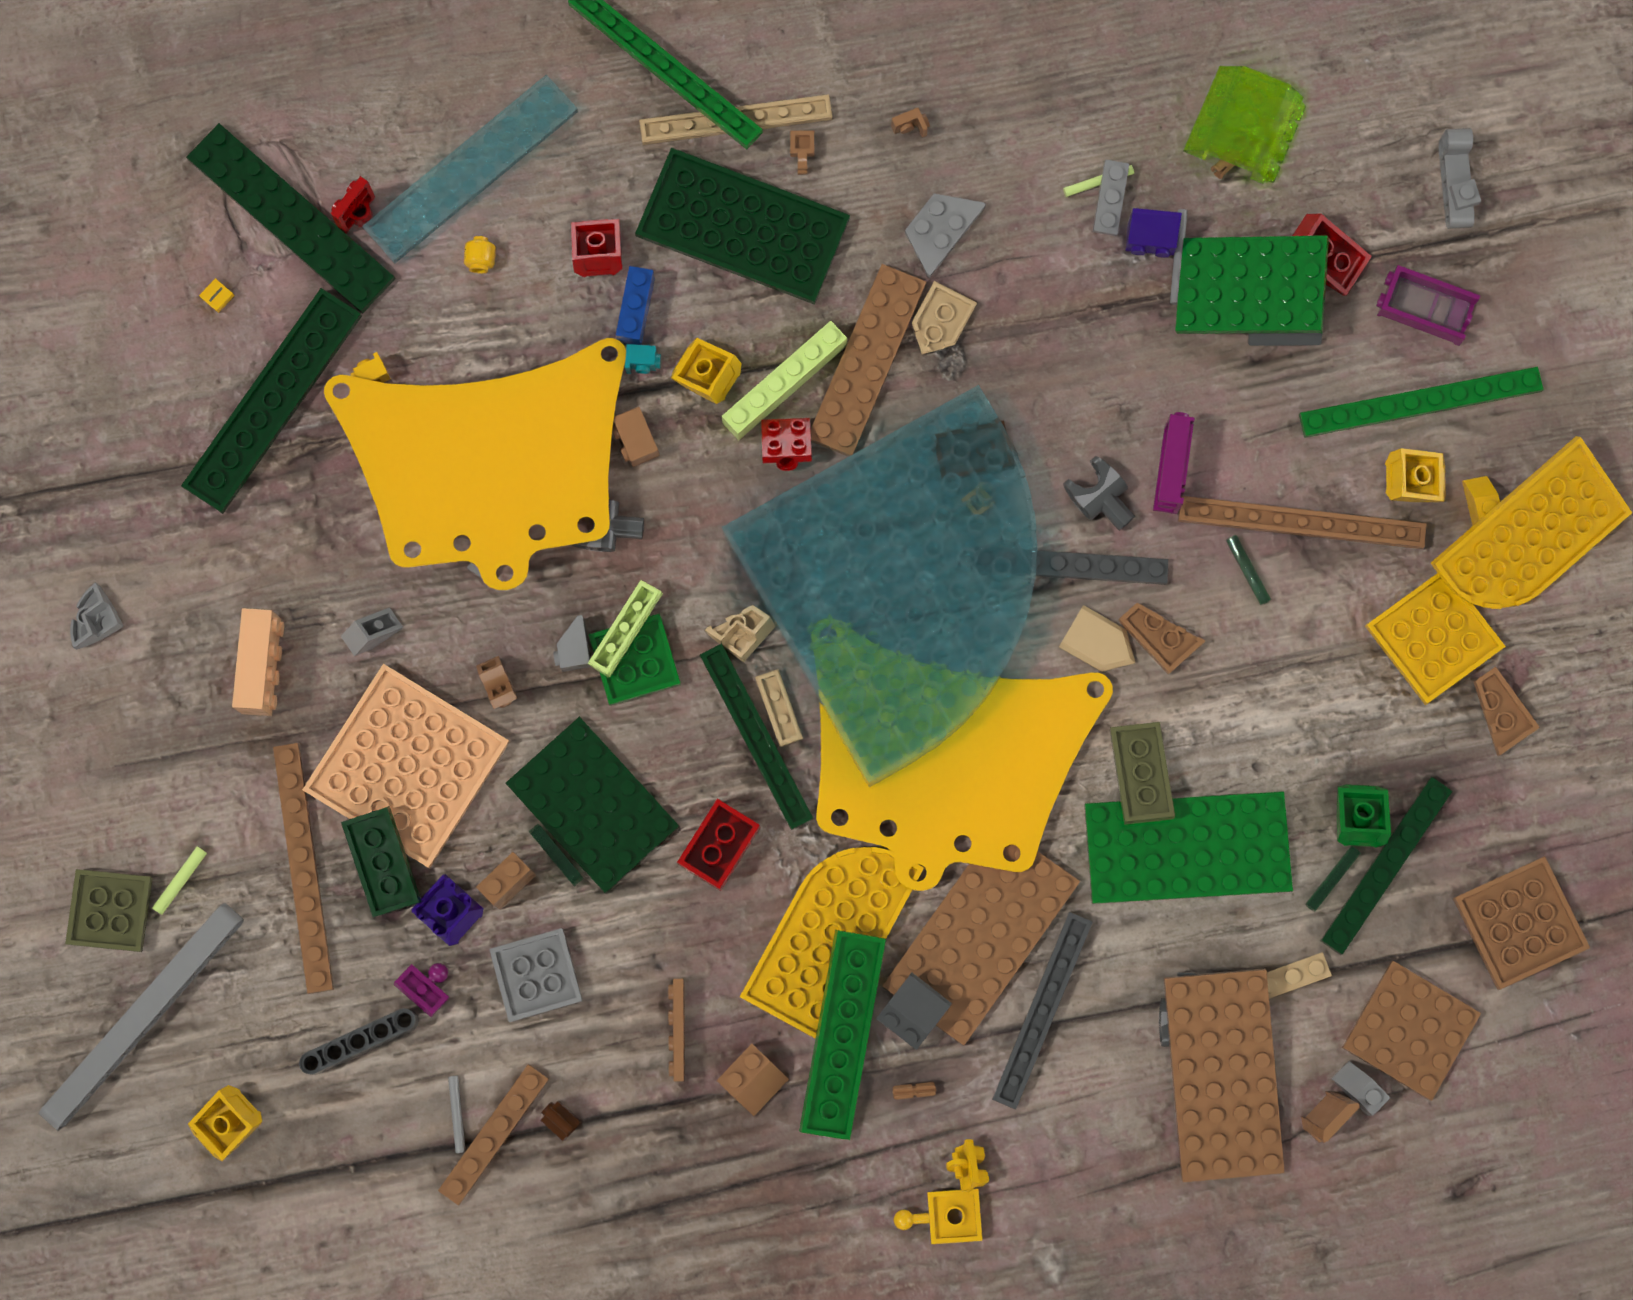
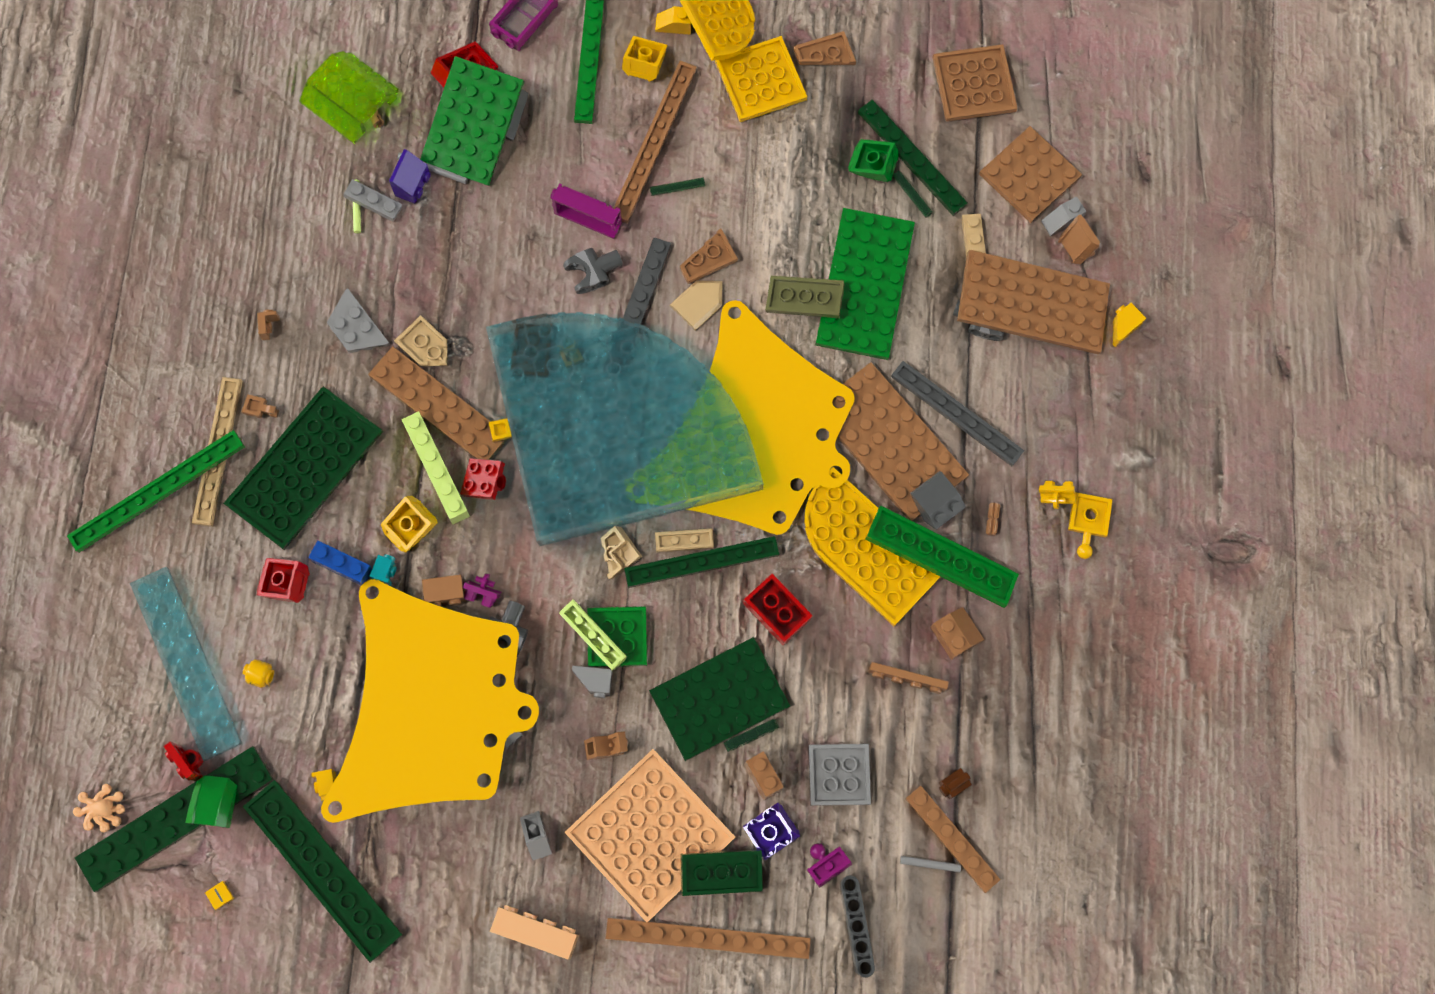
camera: 80 degrees left, 5 degrees down
(280, 132) = (100, 808): none -> light nougat animal
(314, 252) = (212, 802): none -> green slope
(650, 483) = (473, 588): none -> magenta hips
(851, 441) = (500, 430): none -> yellow plate
(1233, 1206) = (1126, 322): none -> yellow slope

